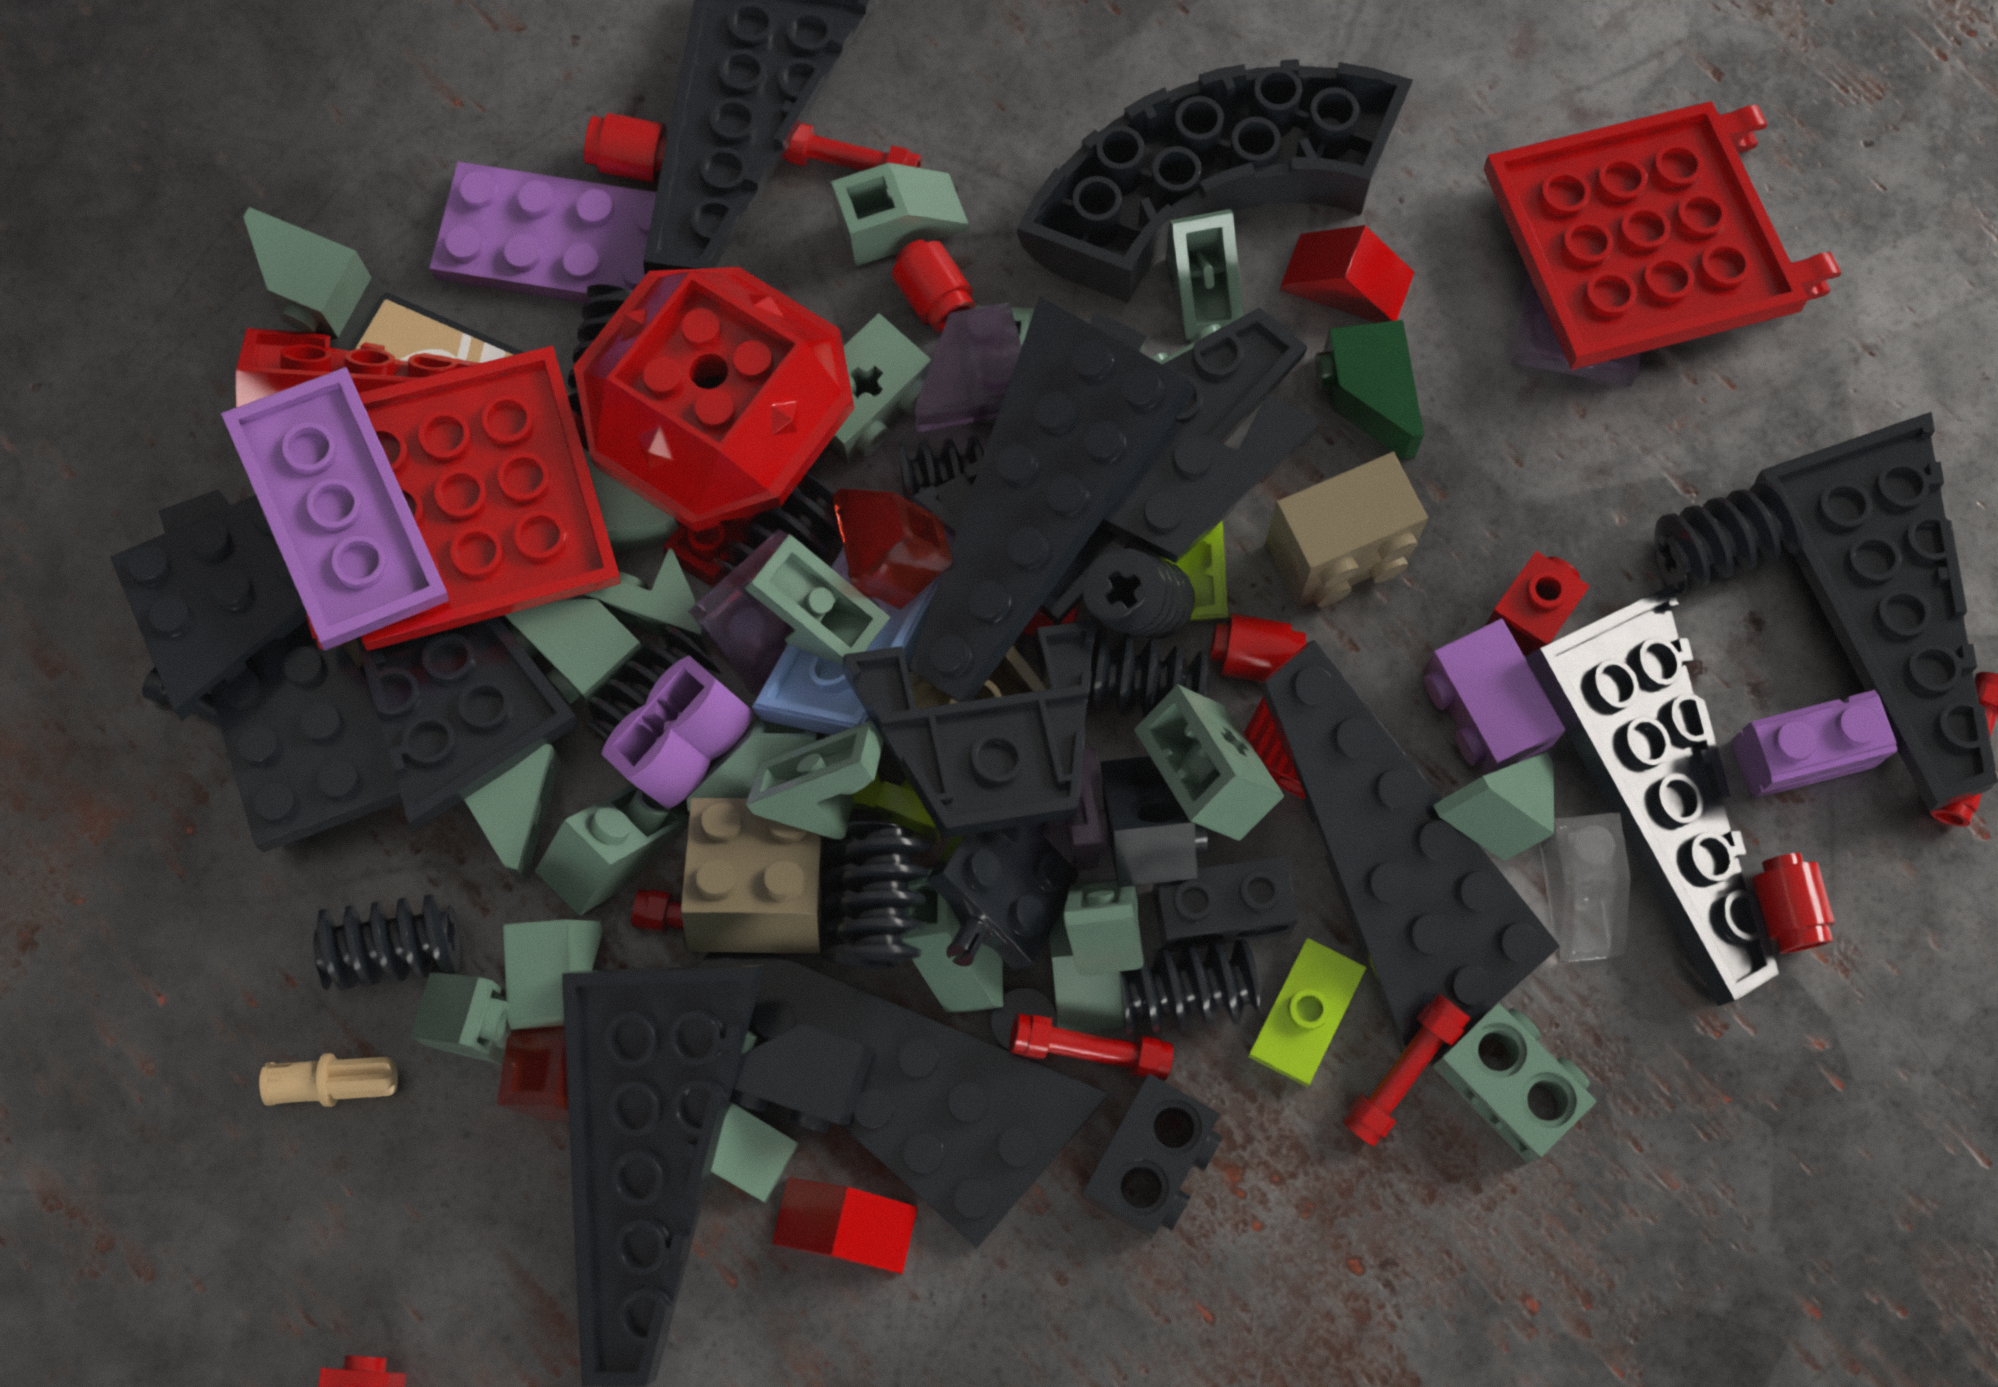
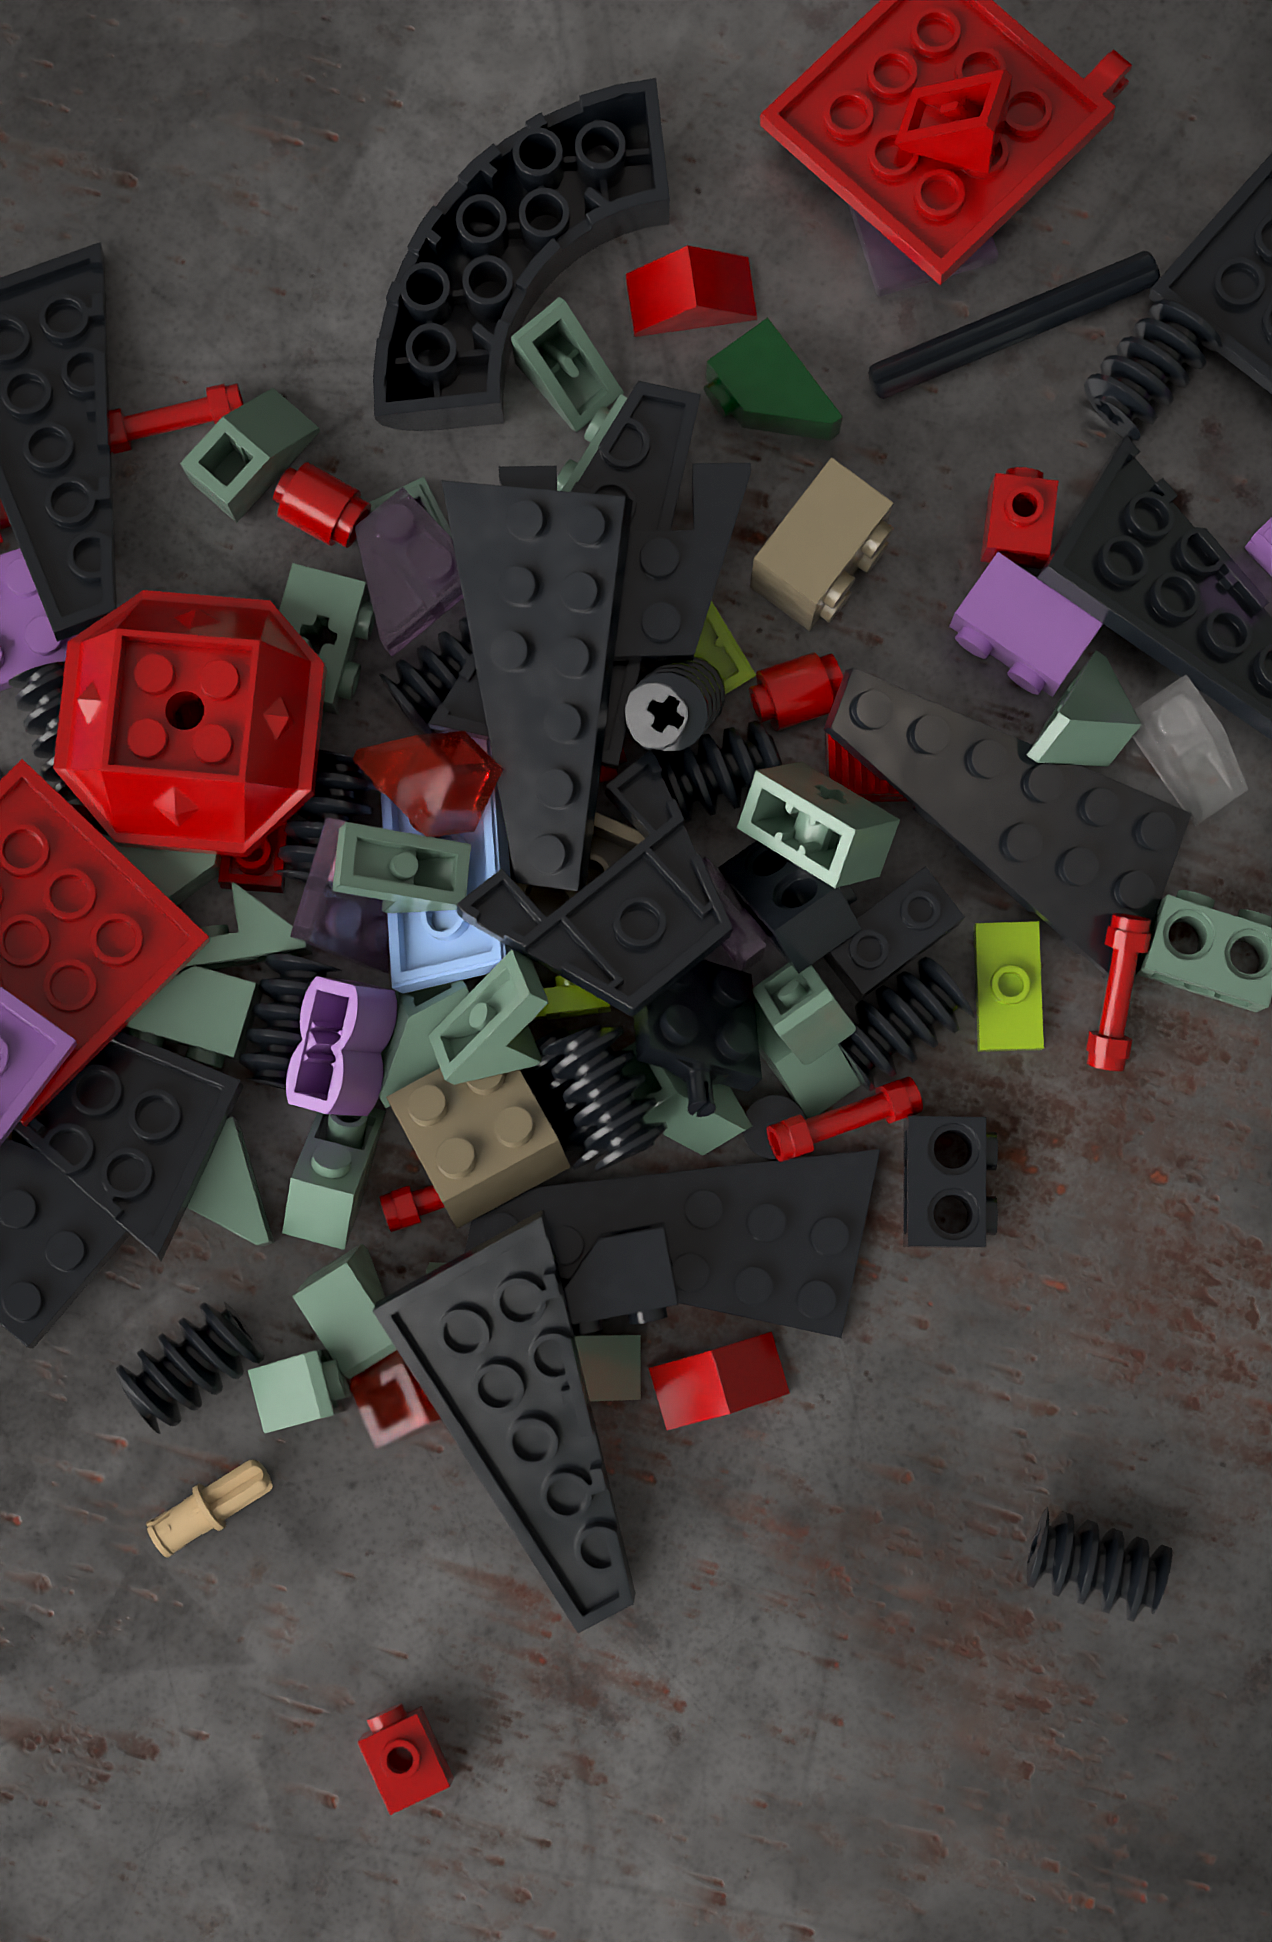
camera: 30 degrees left, 10 degrees up
(1620, 442) = (1013, 324): none -> black axle
(1662, 237) = (957, 120): none -> red slope

